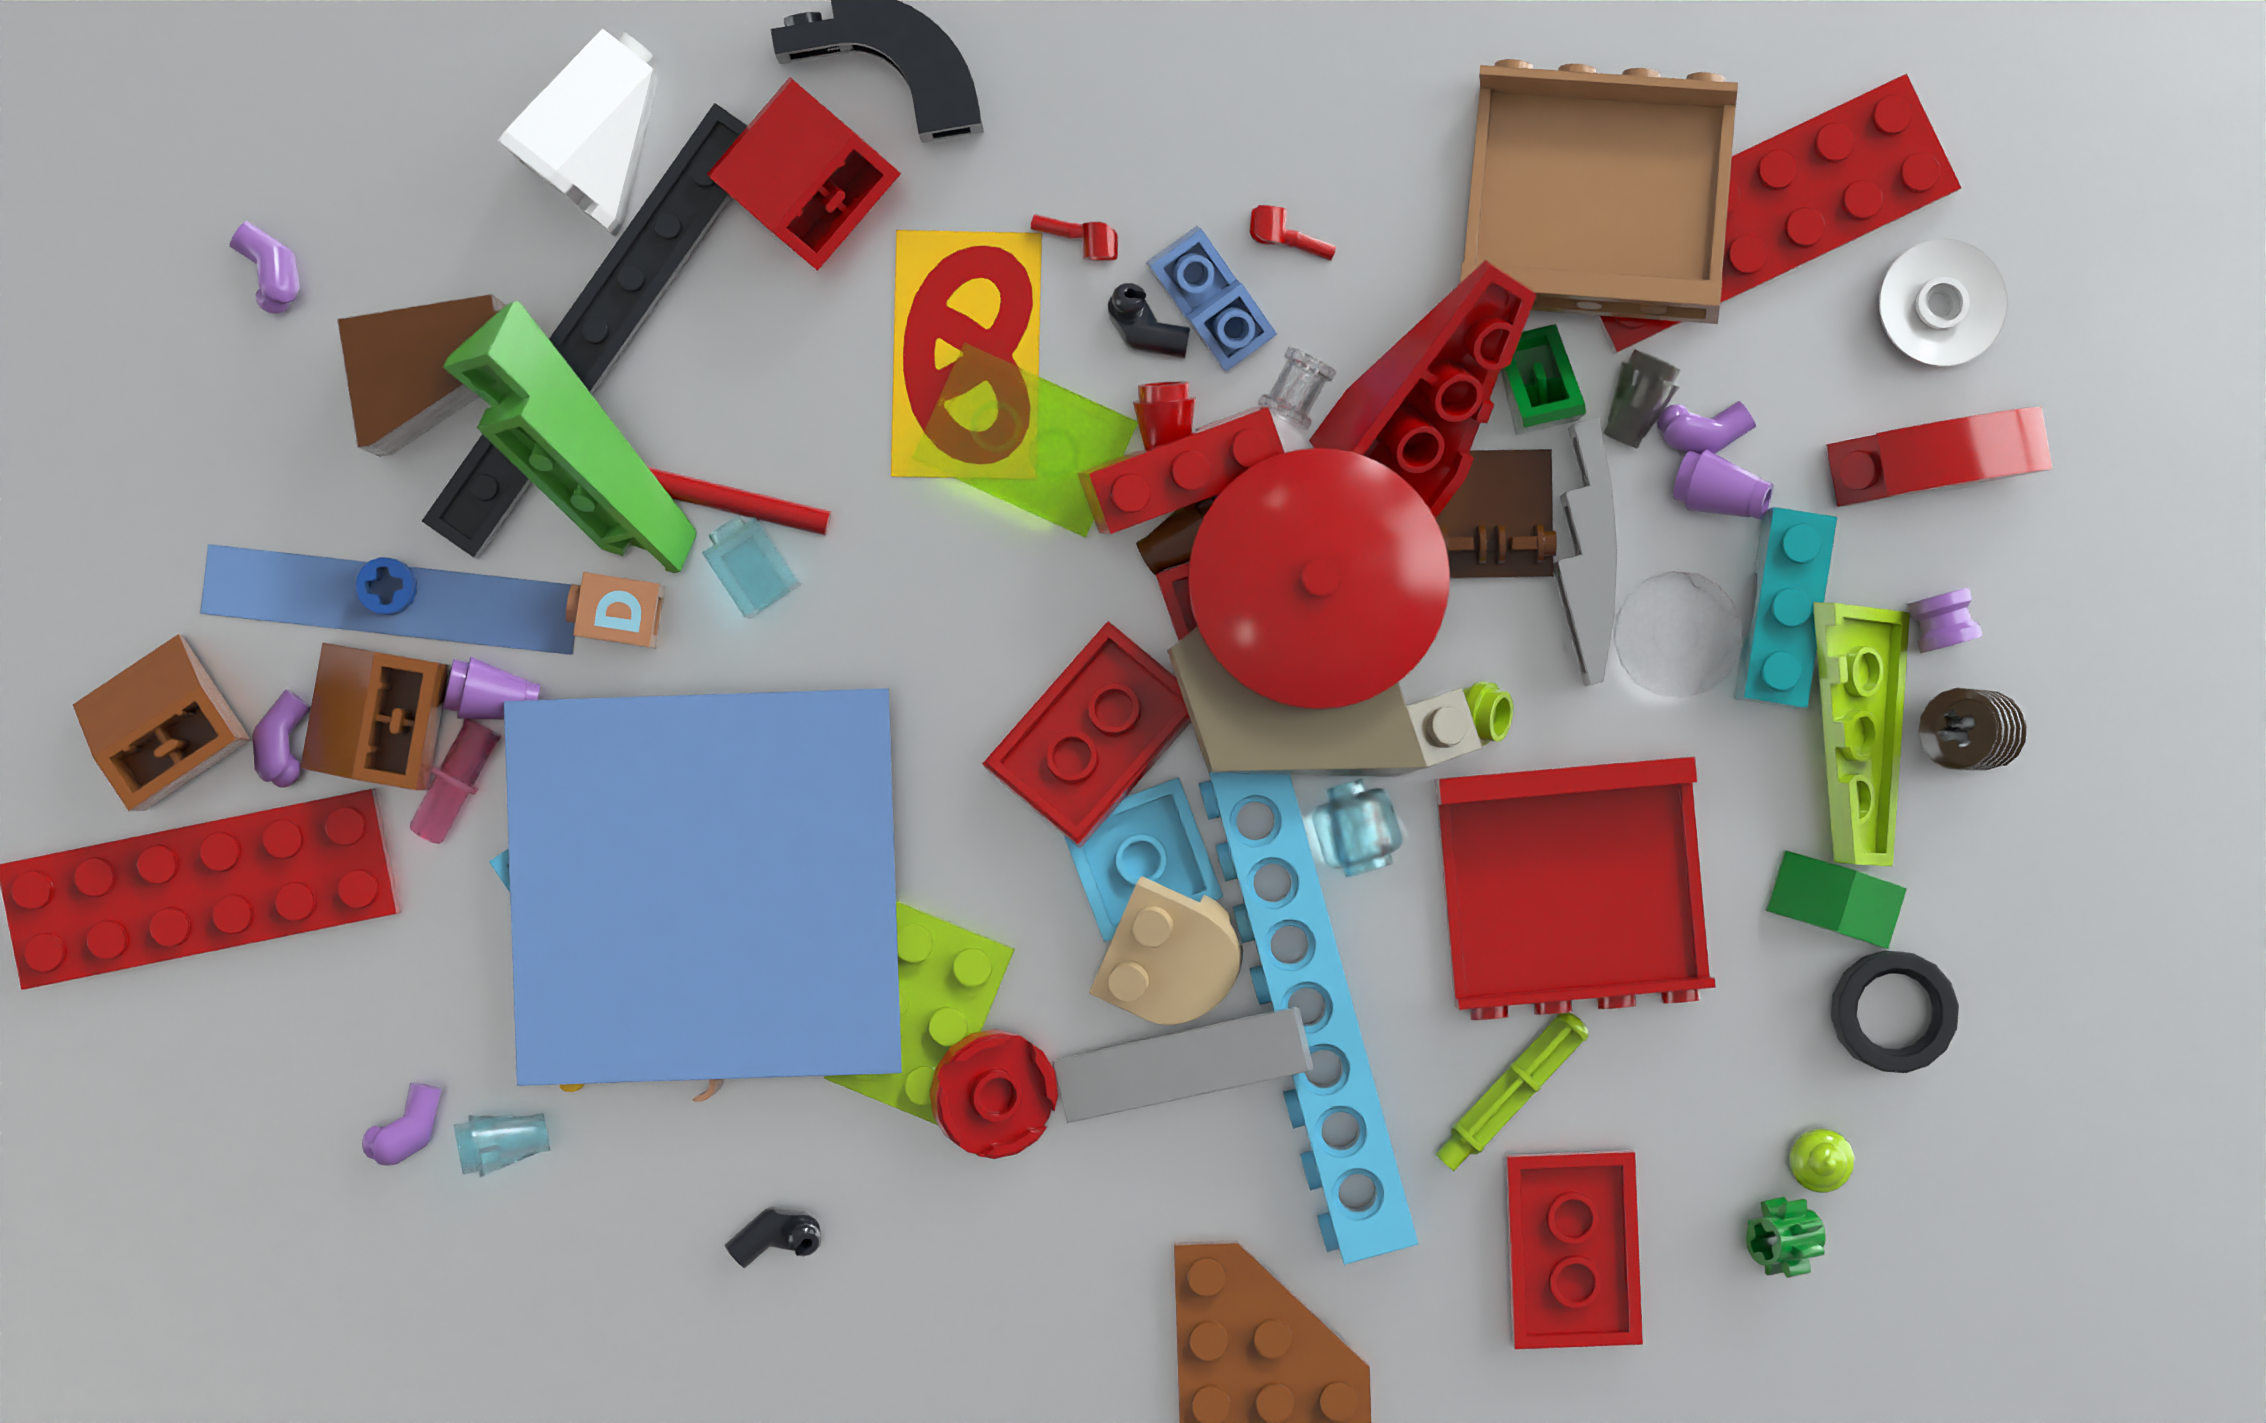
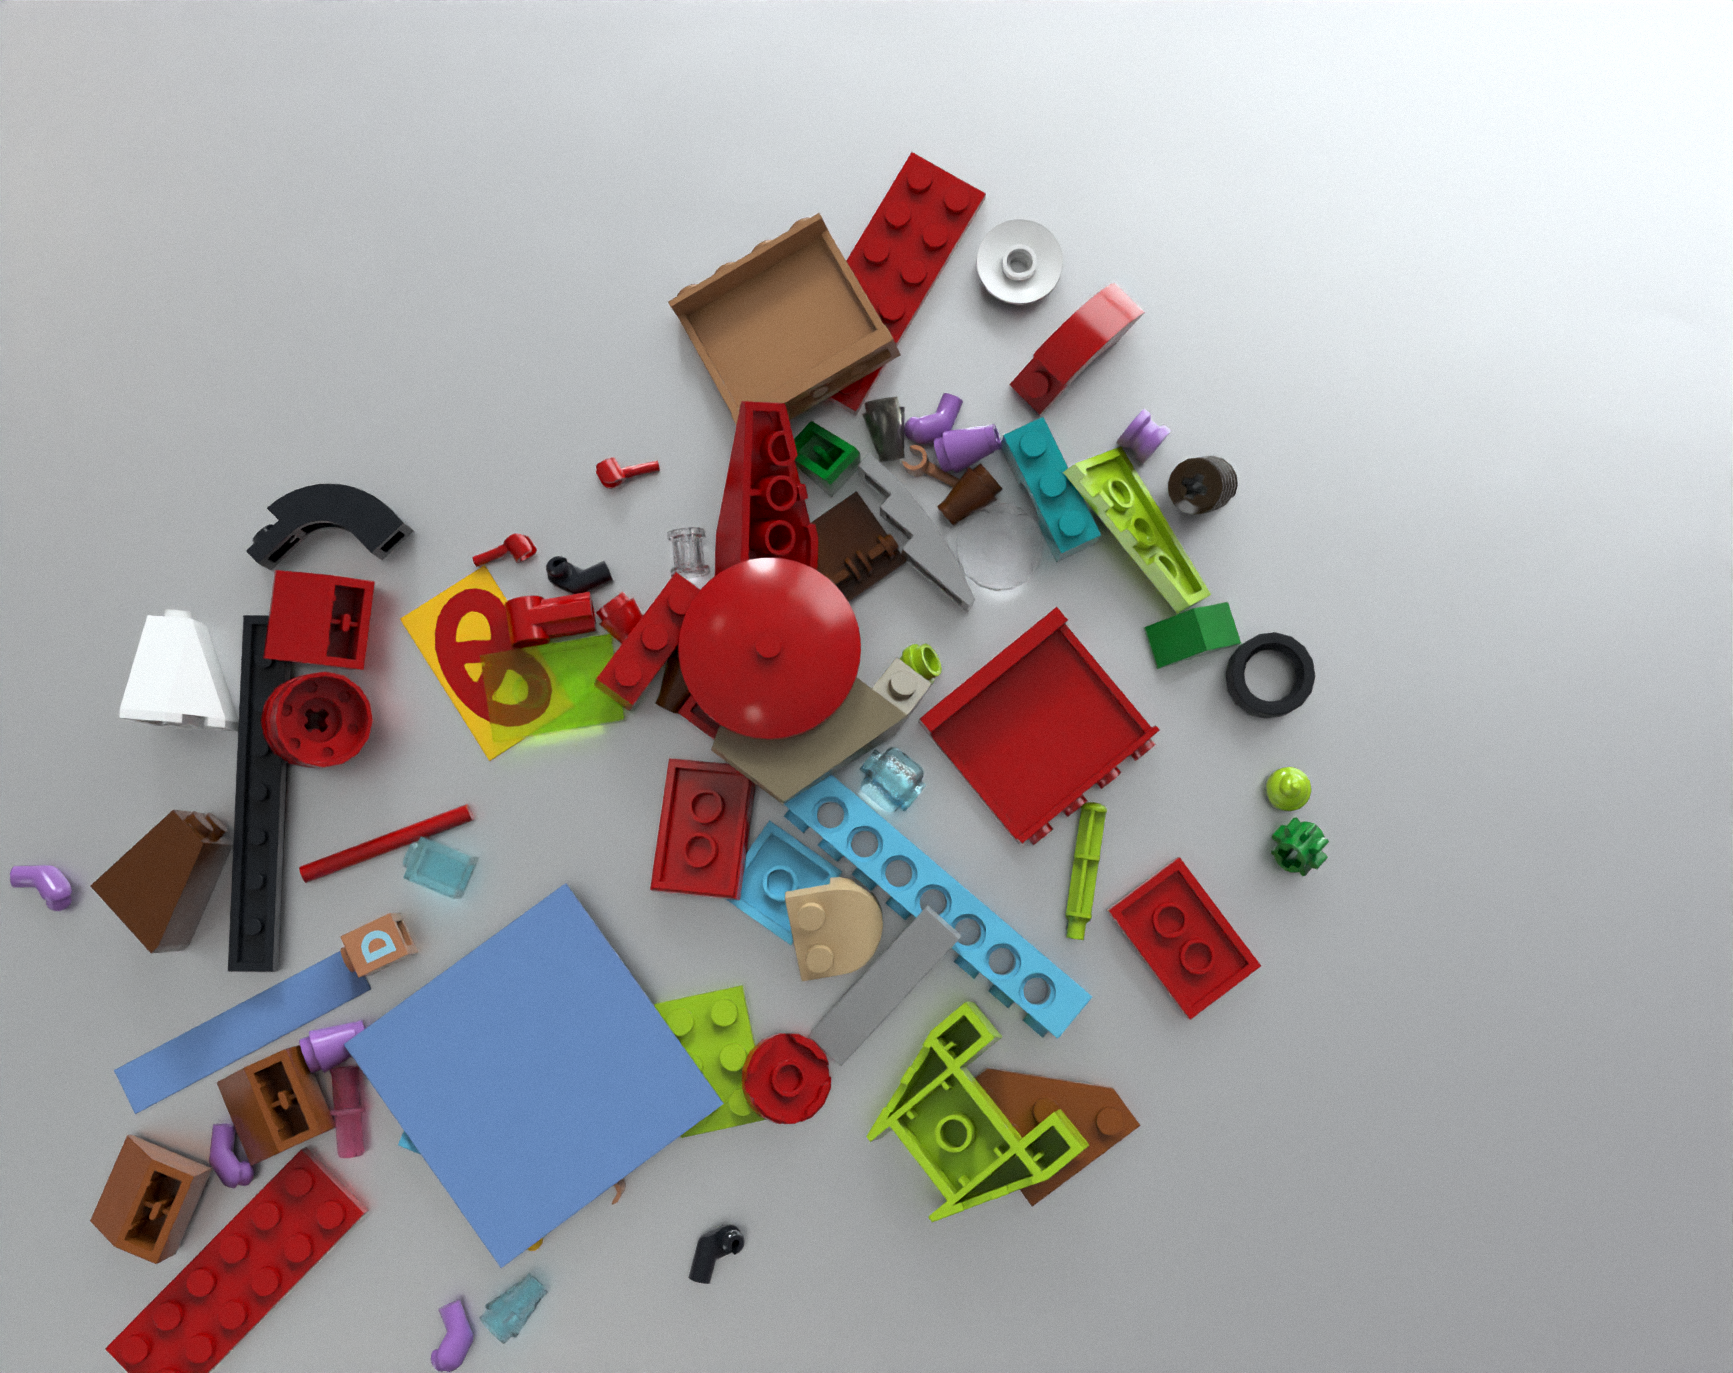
camera: 35 degrees left, 5 degrees down
(401, 598) = (246, 1025): blue bush -> none
(566, 440) = (277, 866): bright green wedge -> none
(750, 314) = (342, 720): none -> red wheel
(1062, 348) = (537, 620): none -> red piece
(1158, 1290) = (960, 1130): none -> lime wedge
(1211, 298) = (605, 536): medium blue slope -> none
(1659, 483) = (928, 468): none -> nougat hand
(1685, 548) = (971, 493): none -> reddish brown cone

